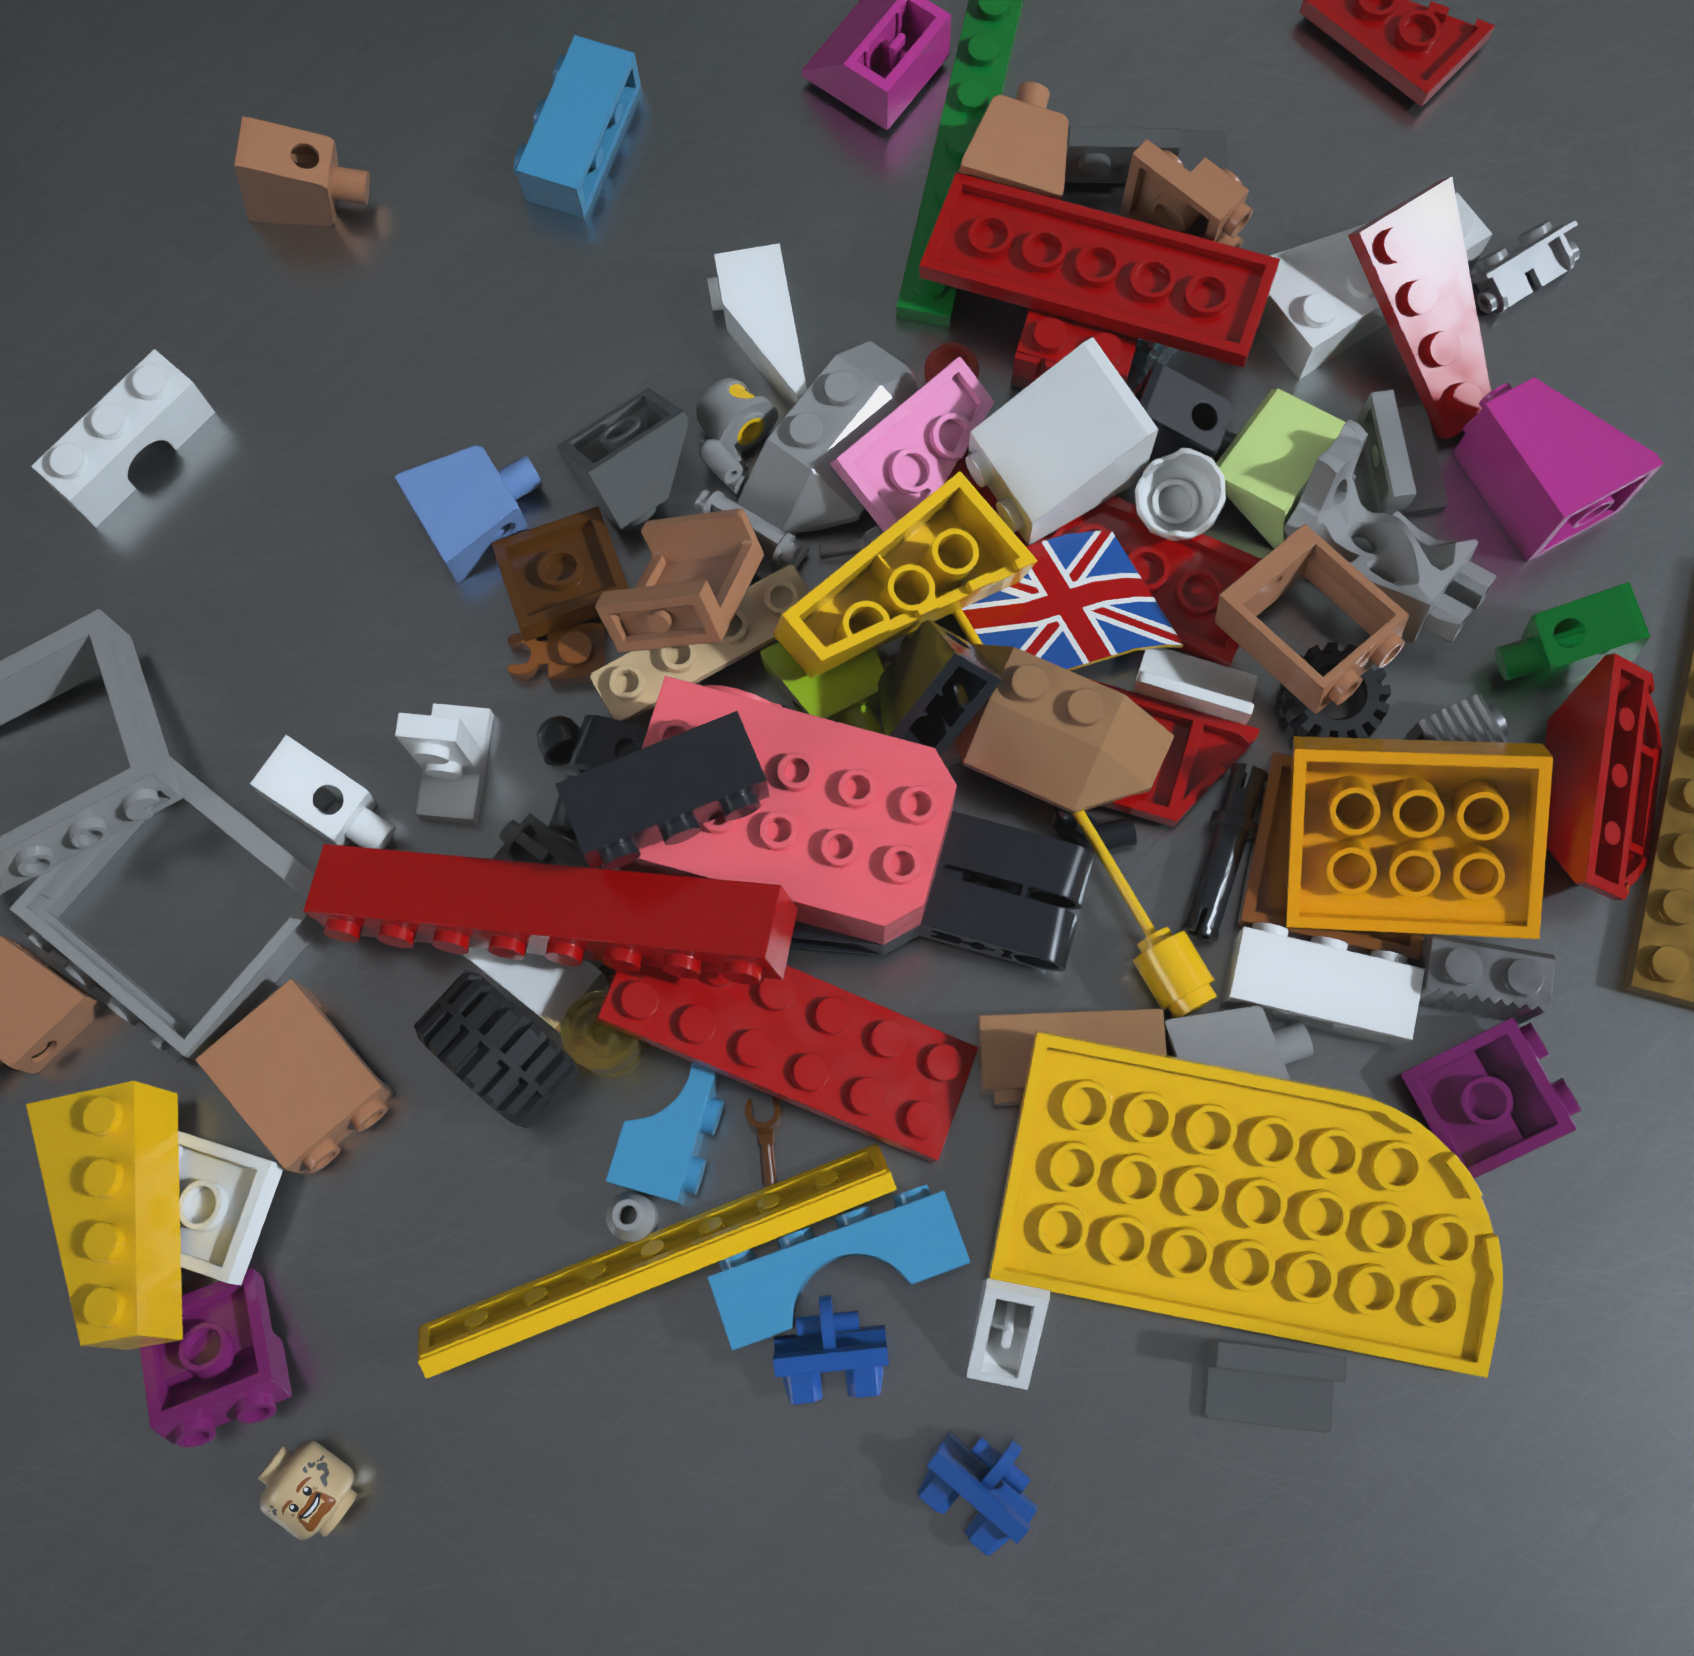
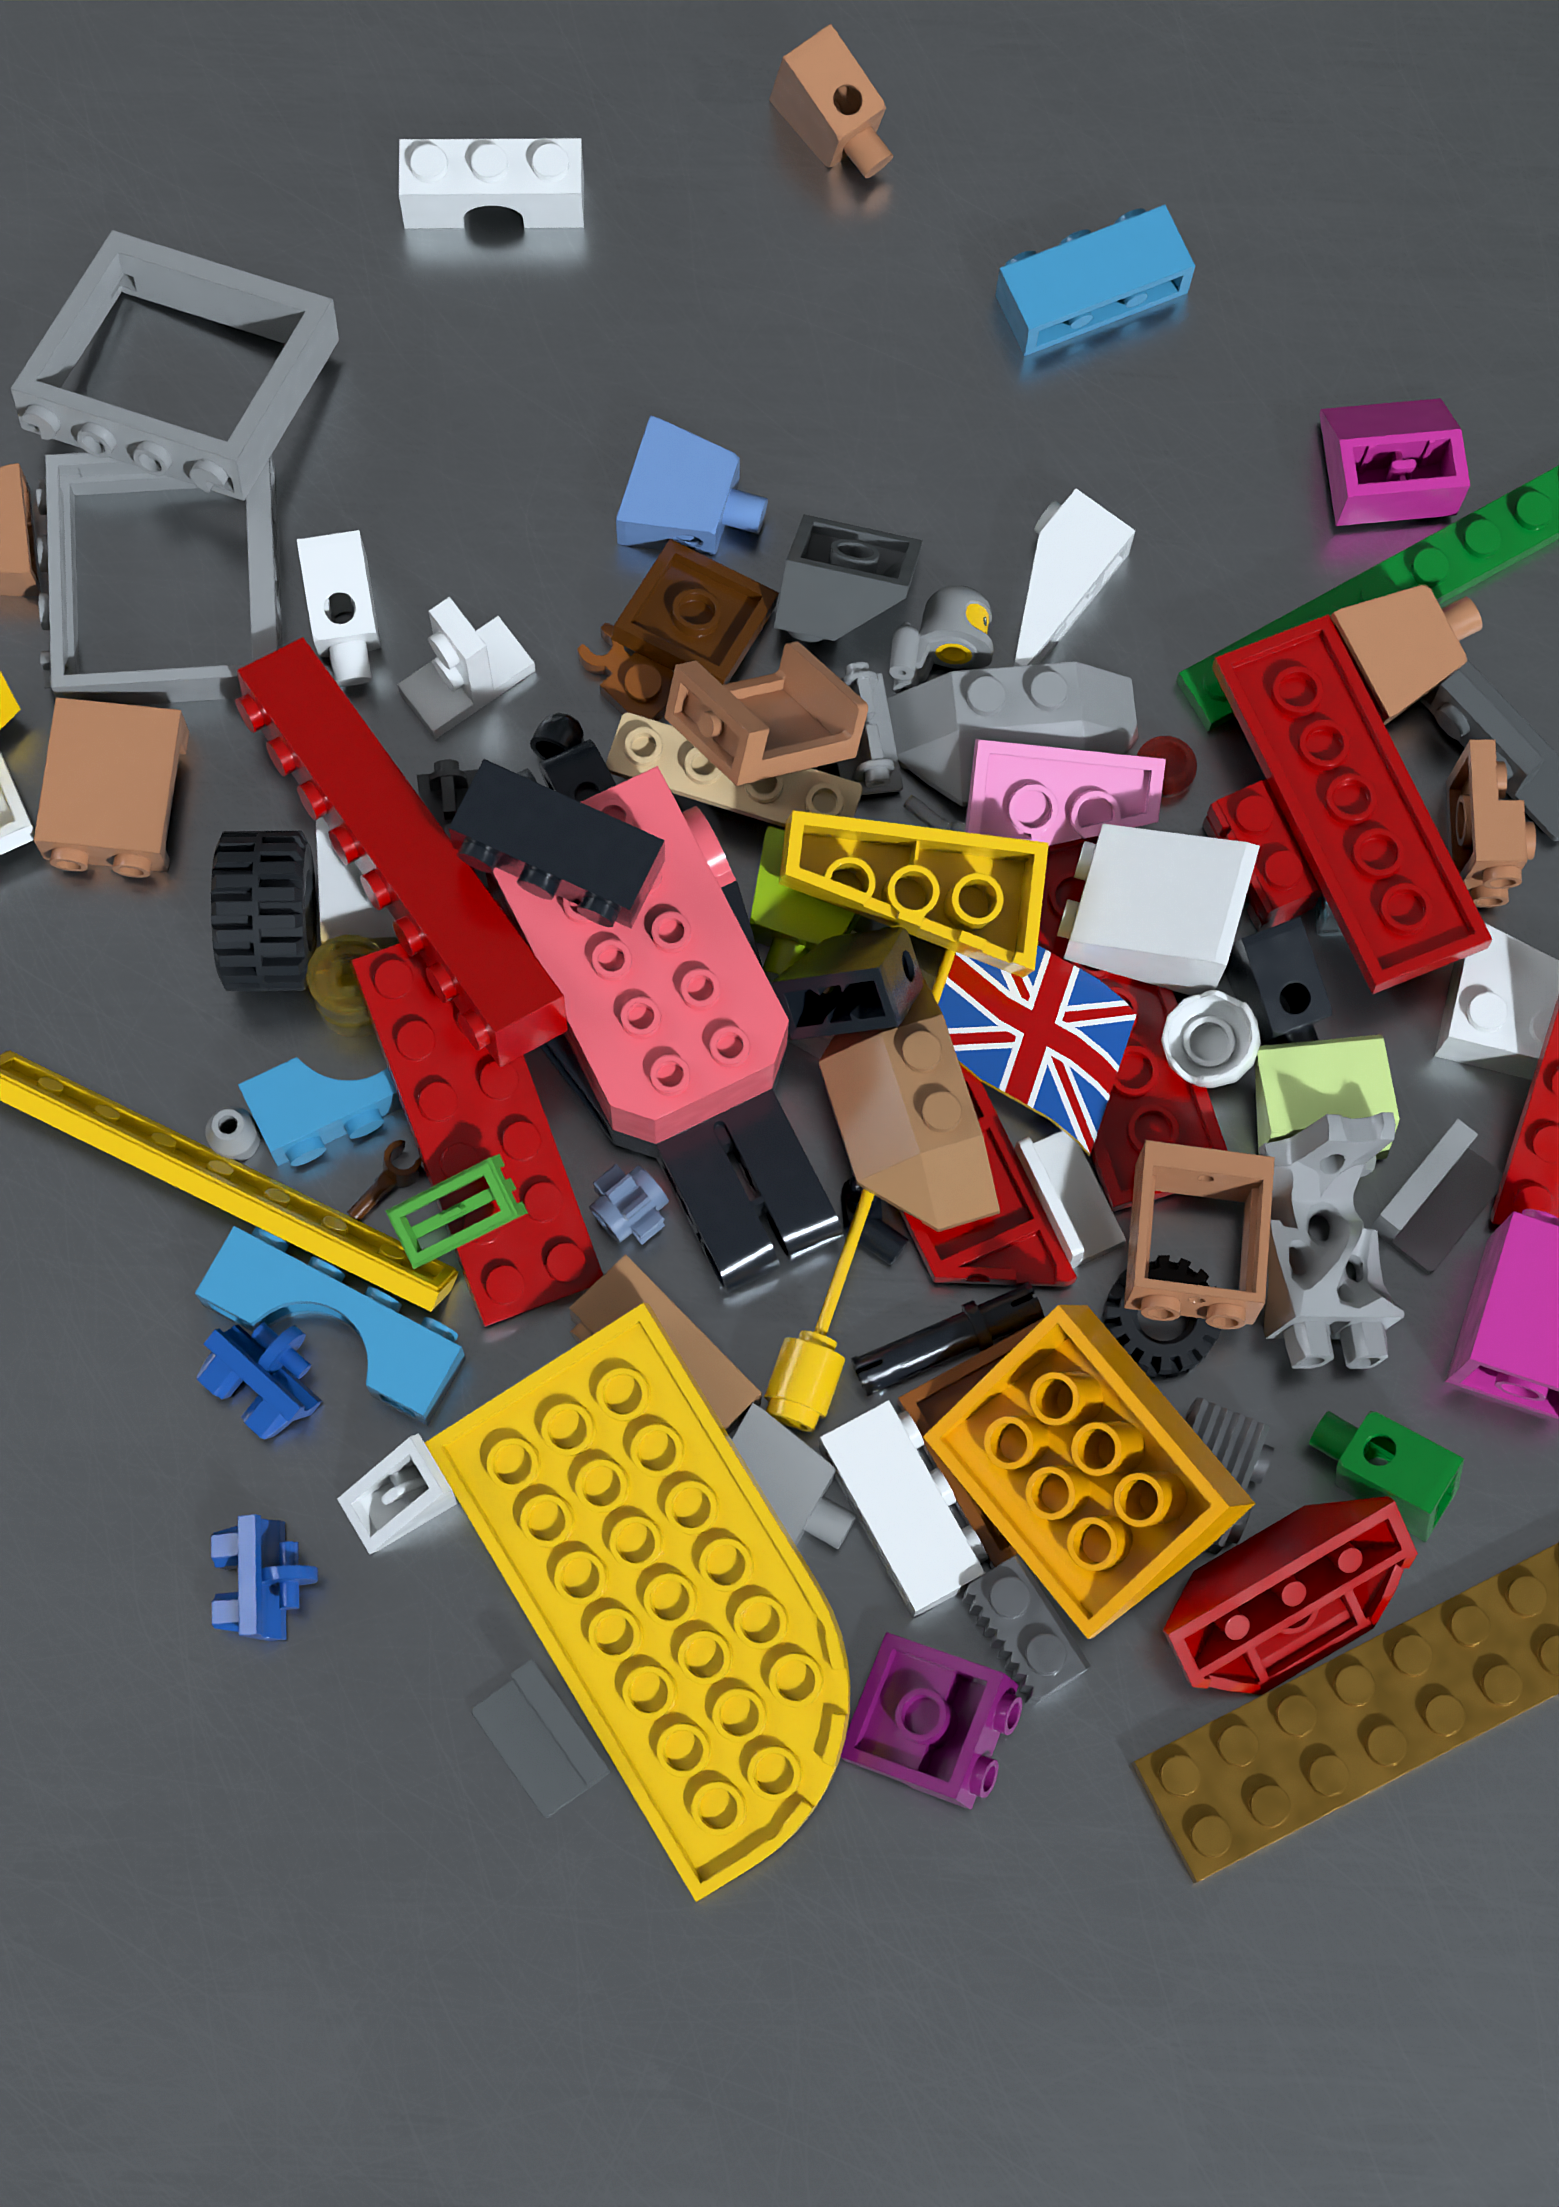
camera: 40 degrees right, 0 degrees up
(861, 1061) = (499, 1190): none -> bright green tile
(939, 982) = (629, 1204): none -> sand blue gear

